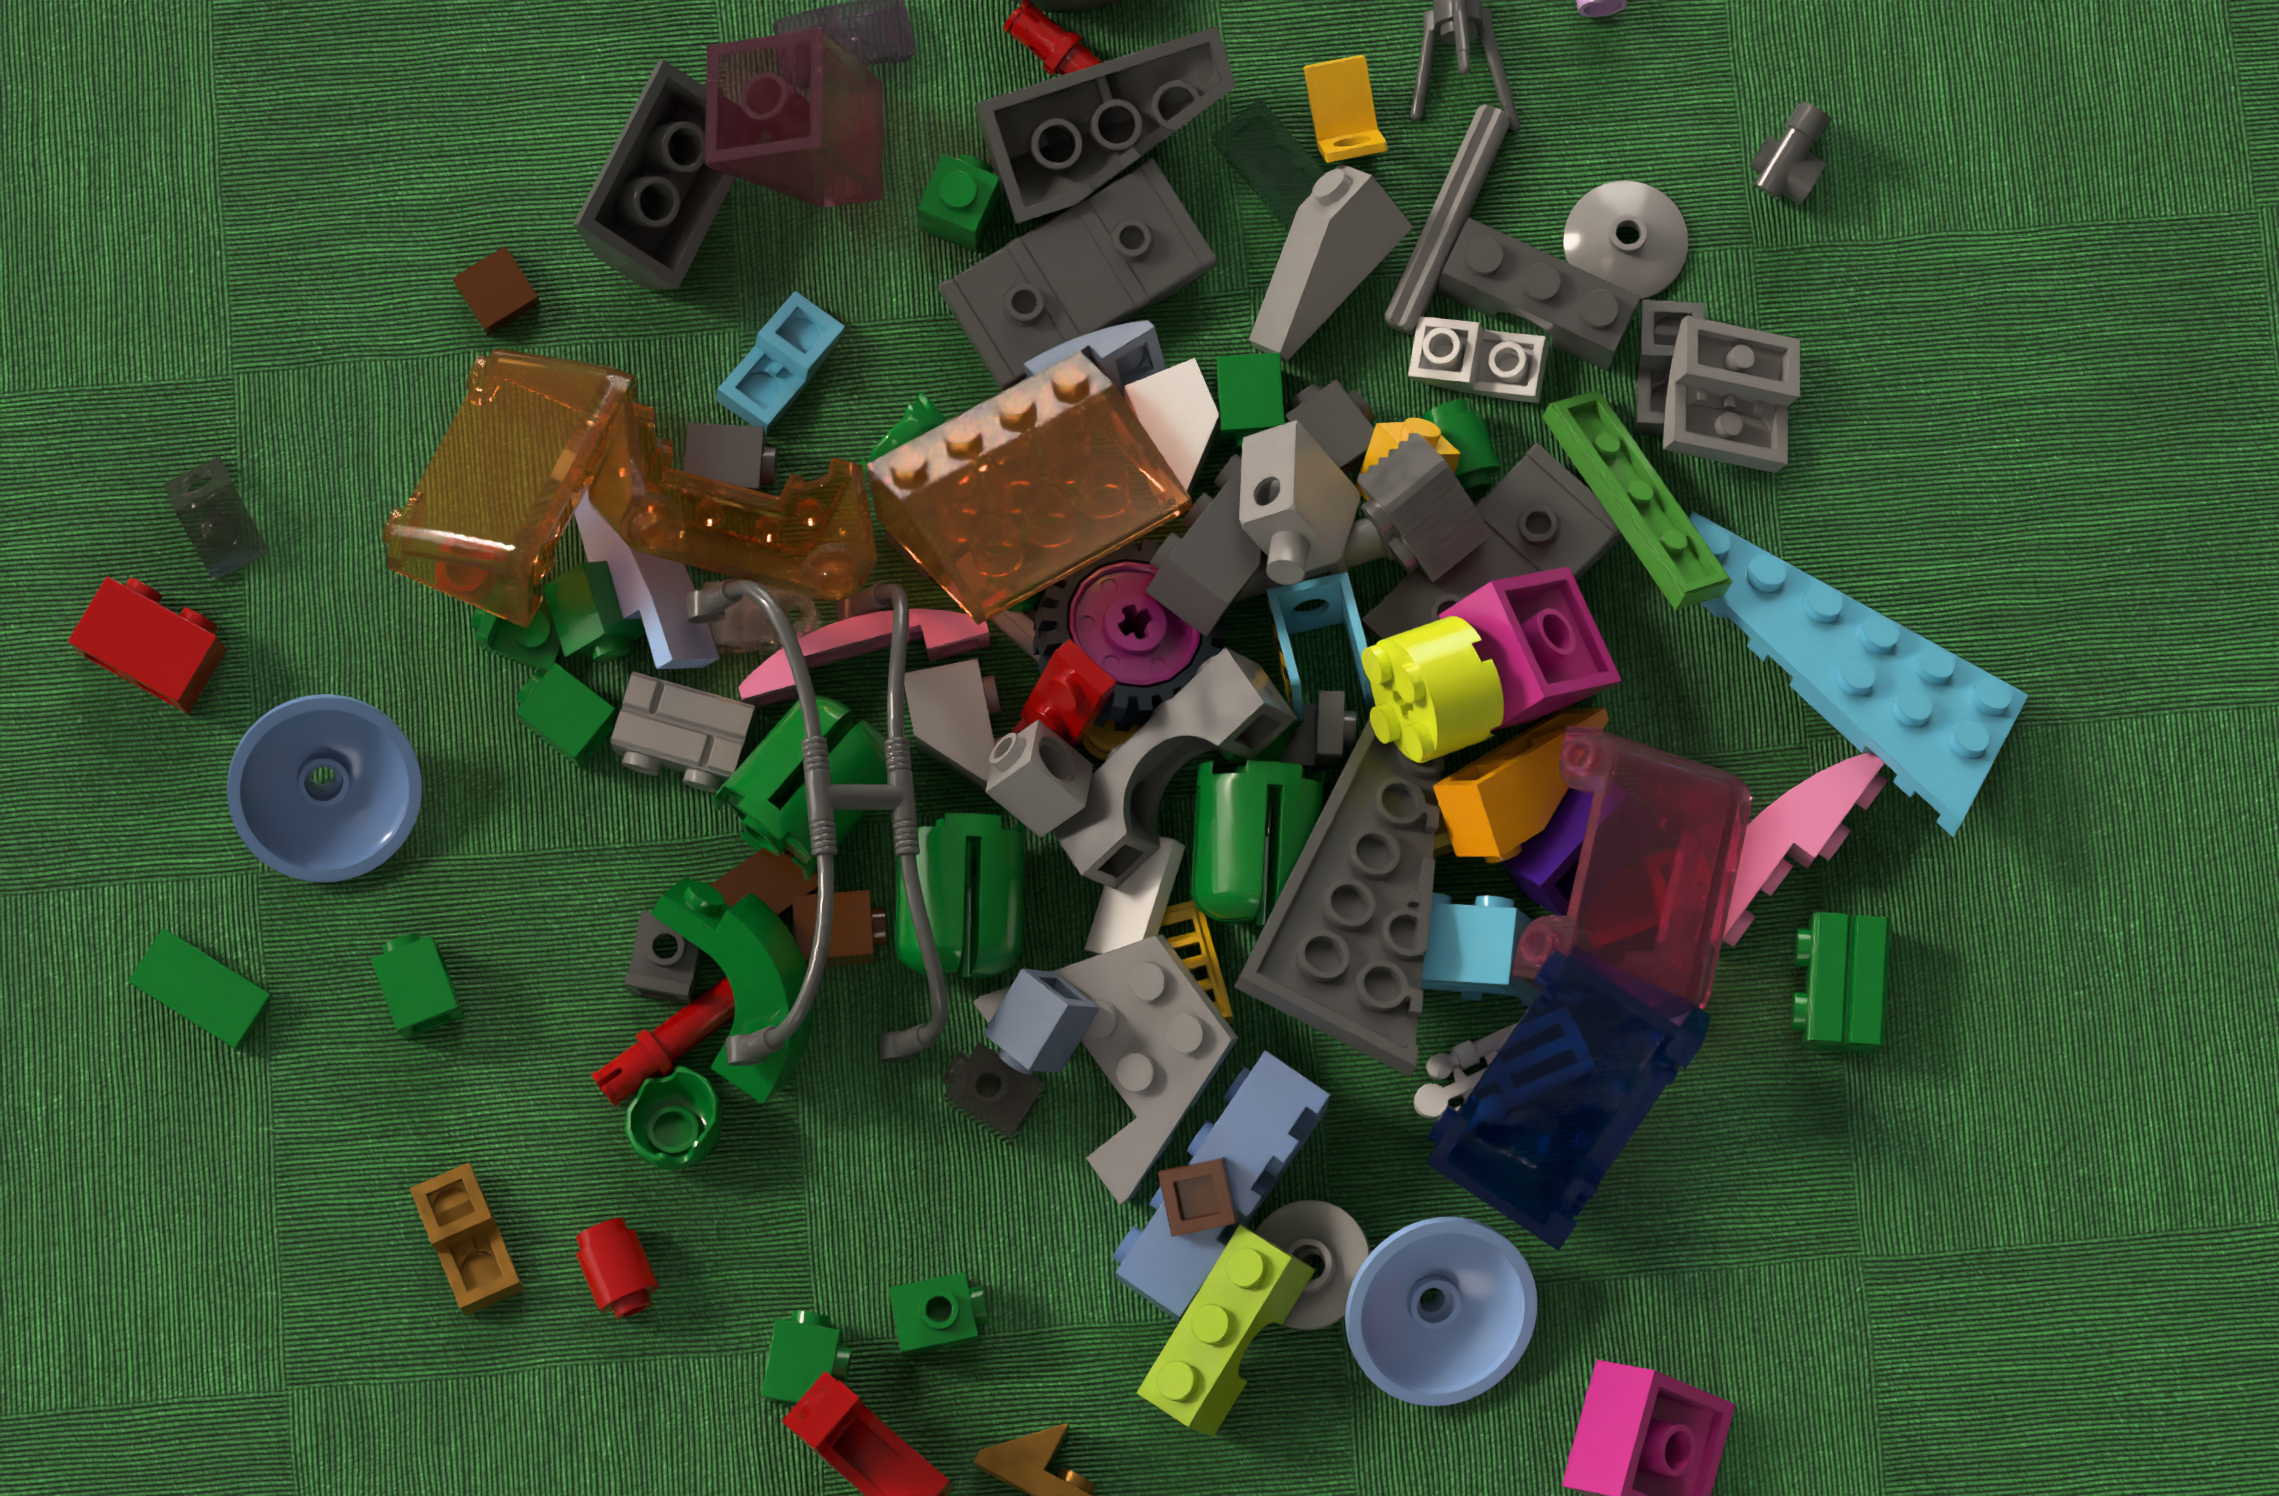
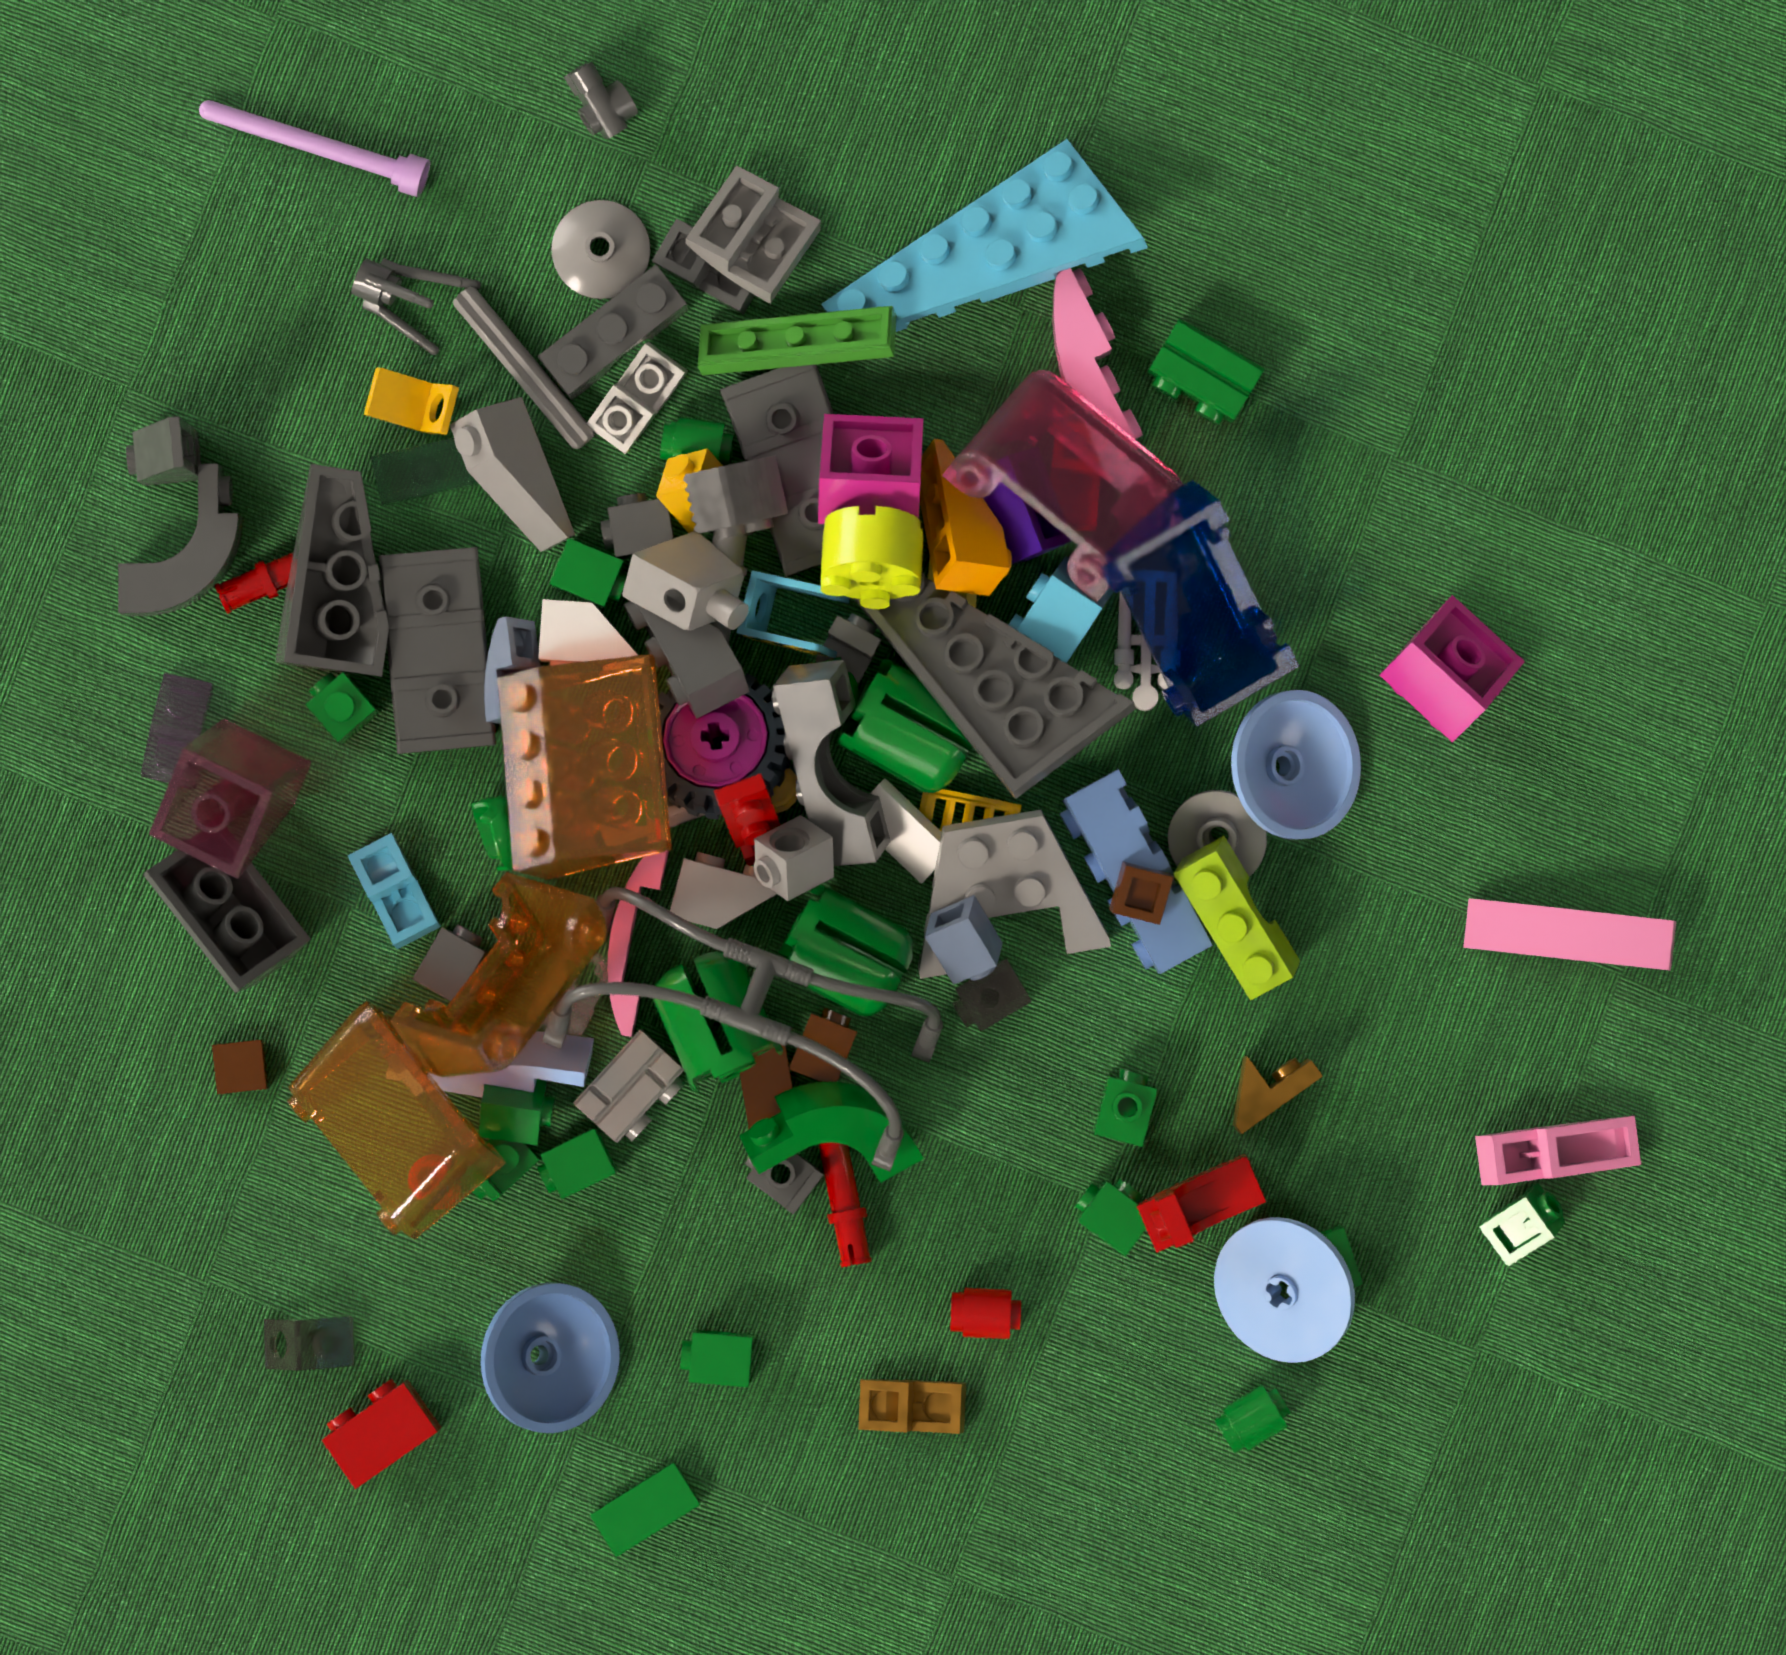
camera: 70 degrees left, 10 degrees up
(674, 1120) = (902, 1224): green hair -> none

